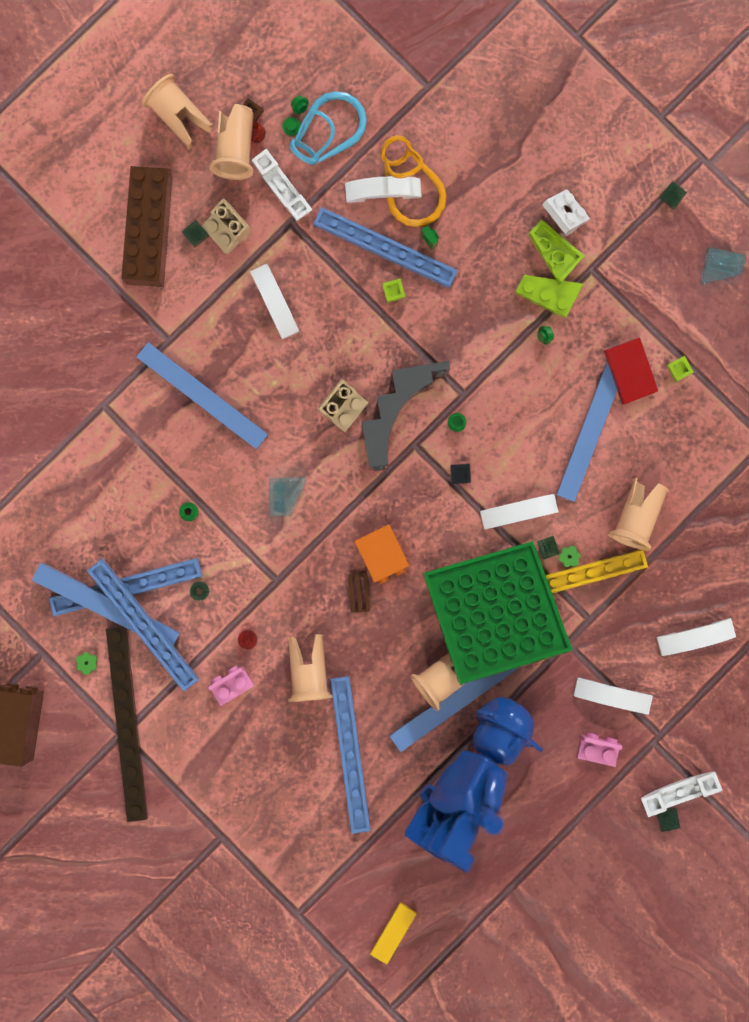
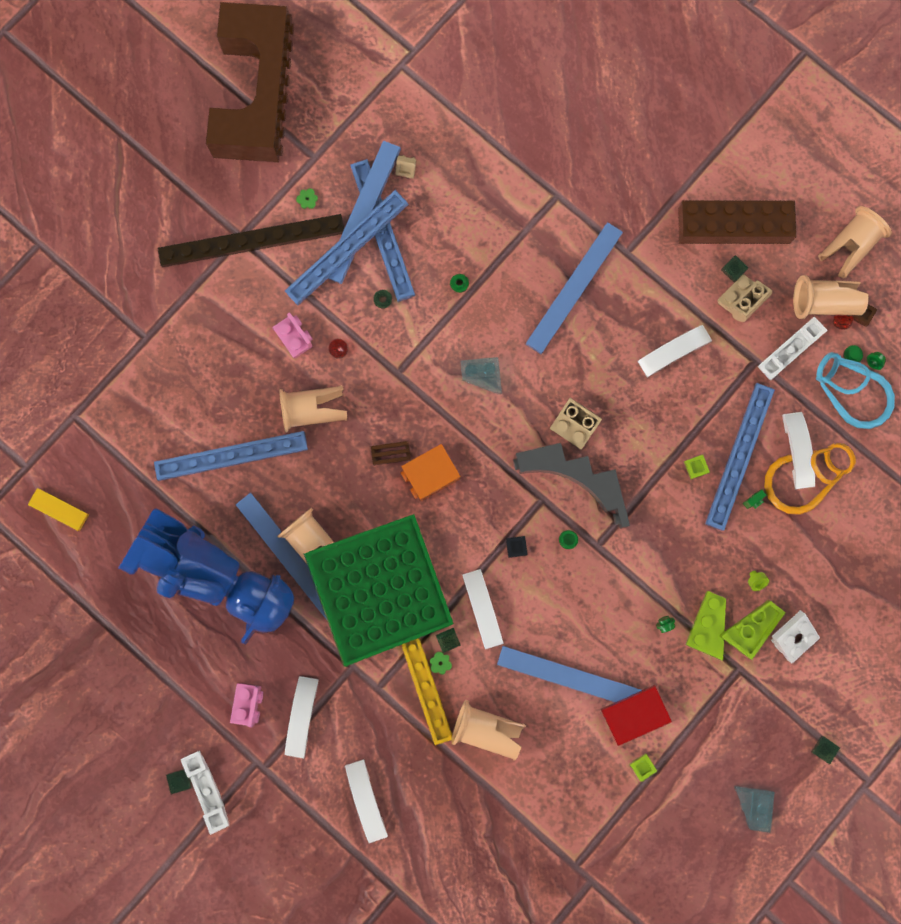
camera: 85 degrees right, 5 degrees down
(60, 558) = (405, 166): none -> tan tile
(509, 242) = (758, 580): none -> lime tile

